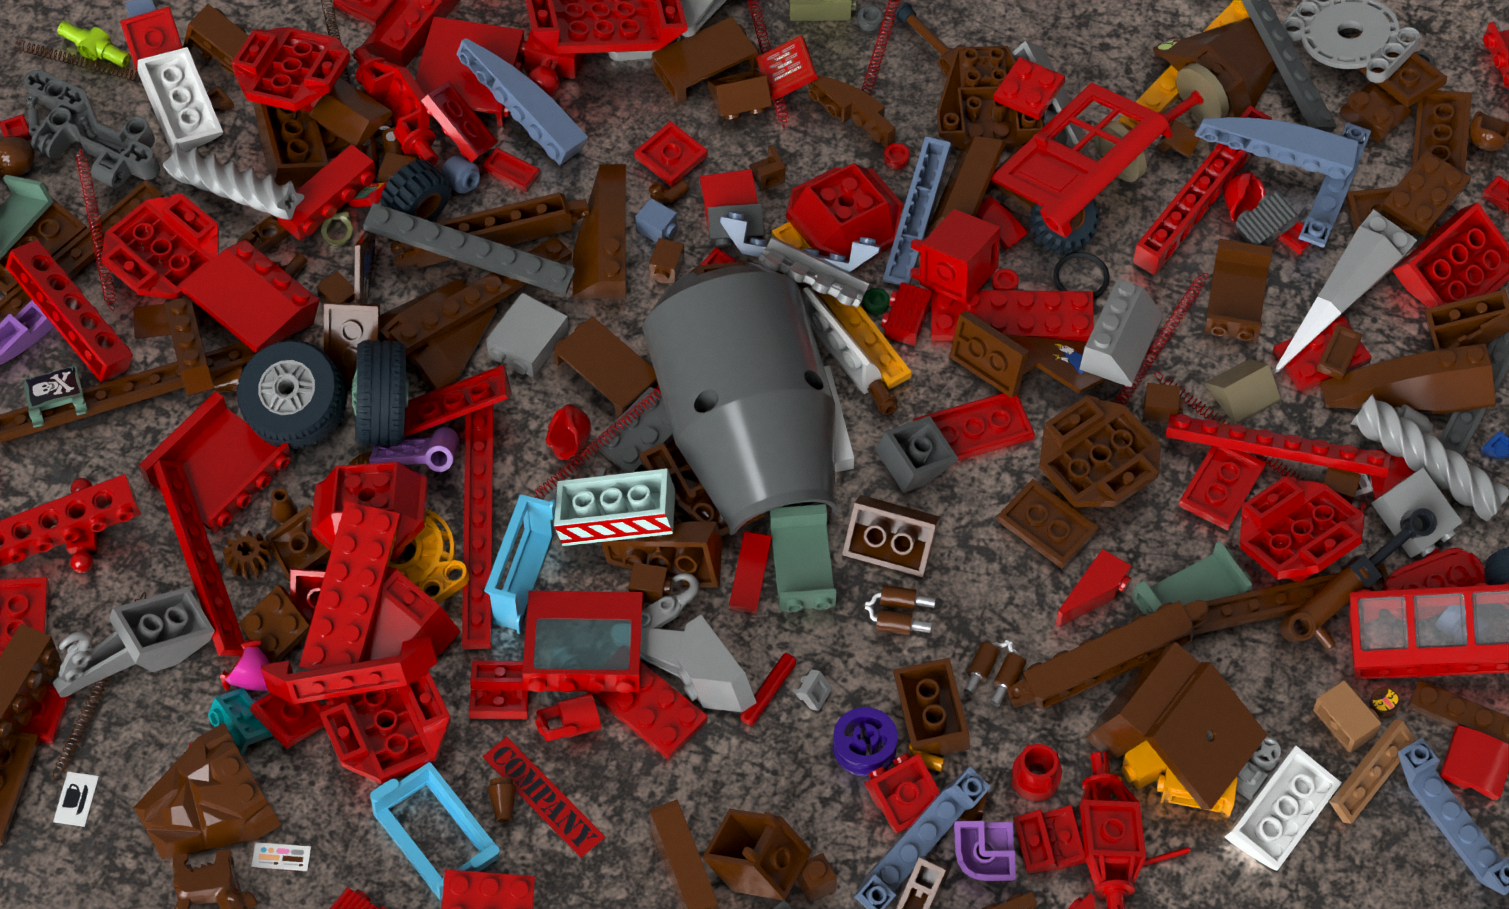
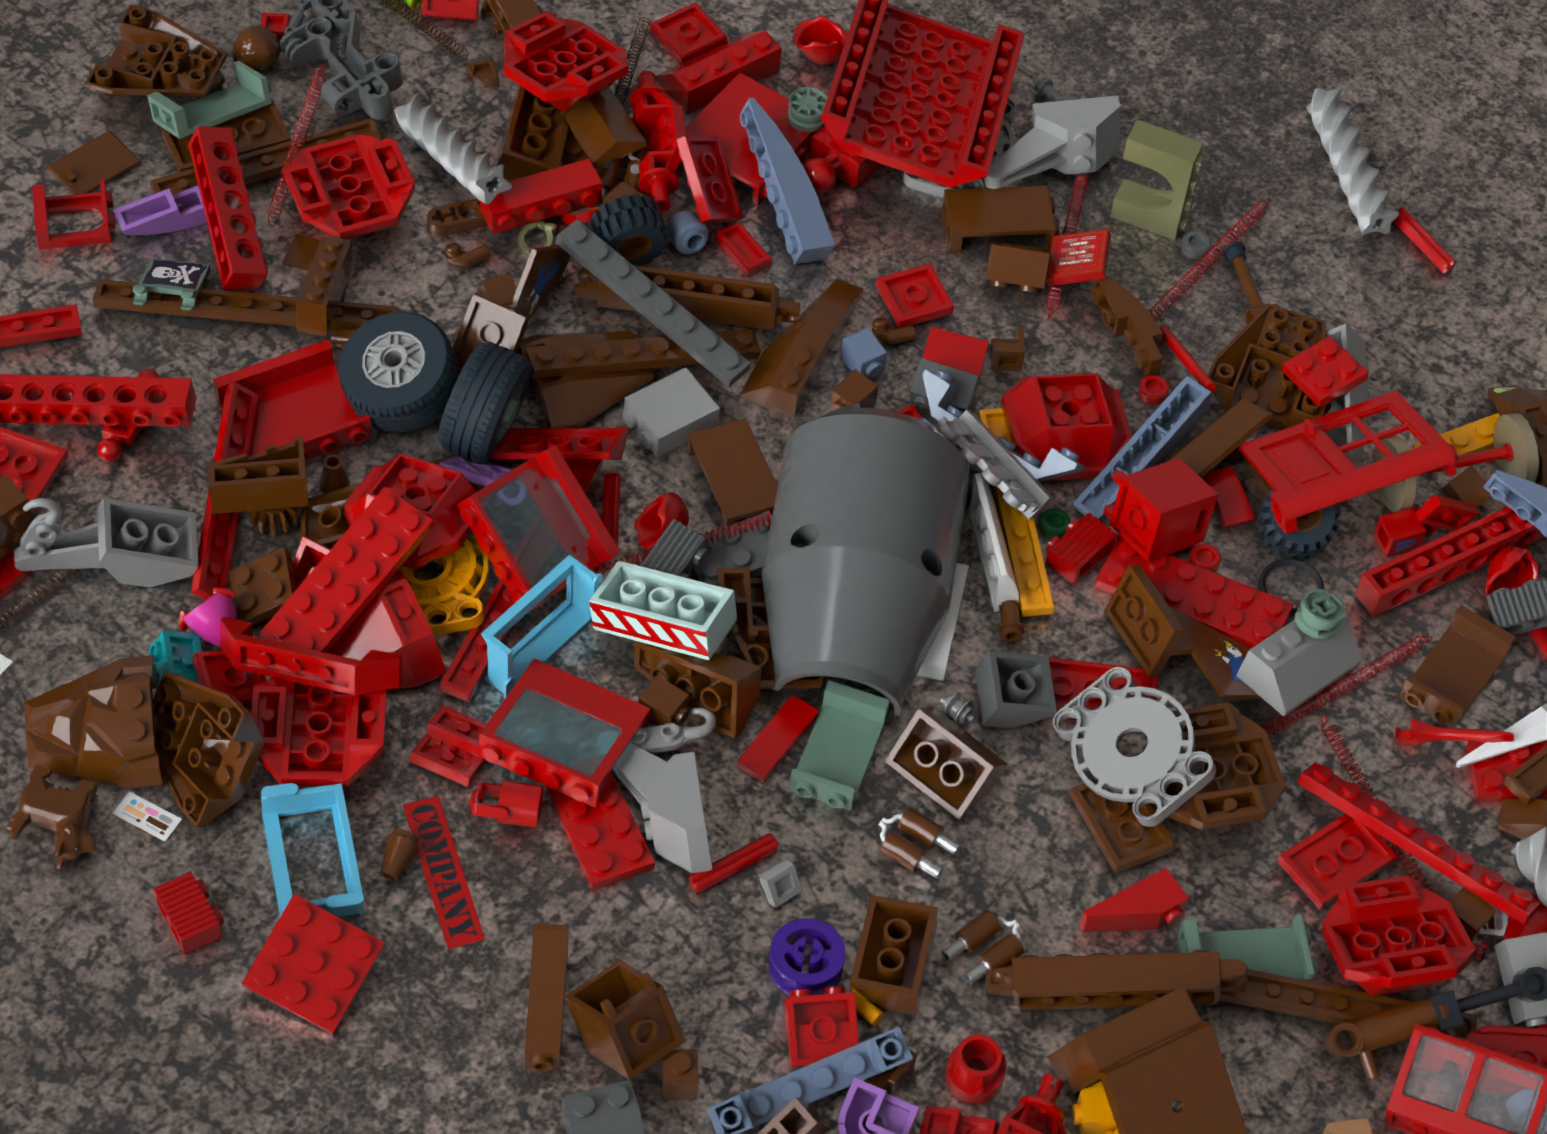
camera: 20 degrees right, 5 degrees down
(179, 99) = (447, 56): white slope -> none
(232, 536) = (260, 481): none -> reddish brown wedge
(252, 296) = (413, 264): red slope -> none
(303, 778) = (205, 746): none -> reddish brown wedge
(476, 479) = (535, 521): none -> panel
(508, 30) = (806, 110): none -> sand green wheel
(521, 441) = (611, 504): none -> red axle
(599, 453) = (677, 551): none -> dark grey brick
(878, 488) = (957, 709): none -> light grey wheel
(915, 121) = (1187, 359): none -> red bar
(1052, 480) = (1140, 777): none -> light grey piece
(1123, 293) = (1320, 613): none -> sand green wheel
(1143, 197) = (1399, 532): none -> red brick
(1162, 401) = (1312, 745): reddish brown brick -> none
(1170, 169) = (1445, 514): none -> red plate
(1237, 355) = (1423, 733): none -> red piece
(1244, 390) = (1413, 773): dark tan slope -> none

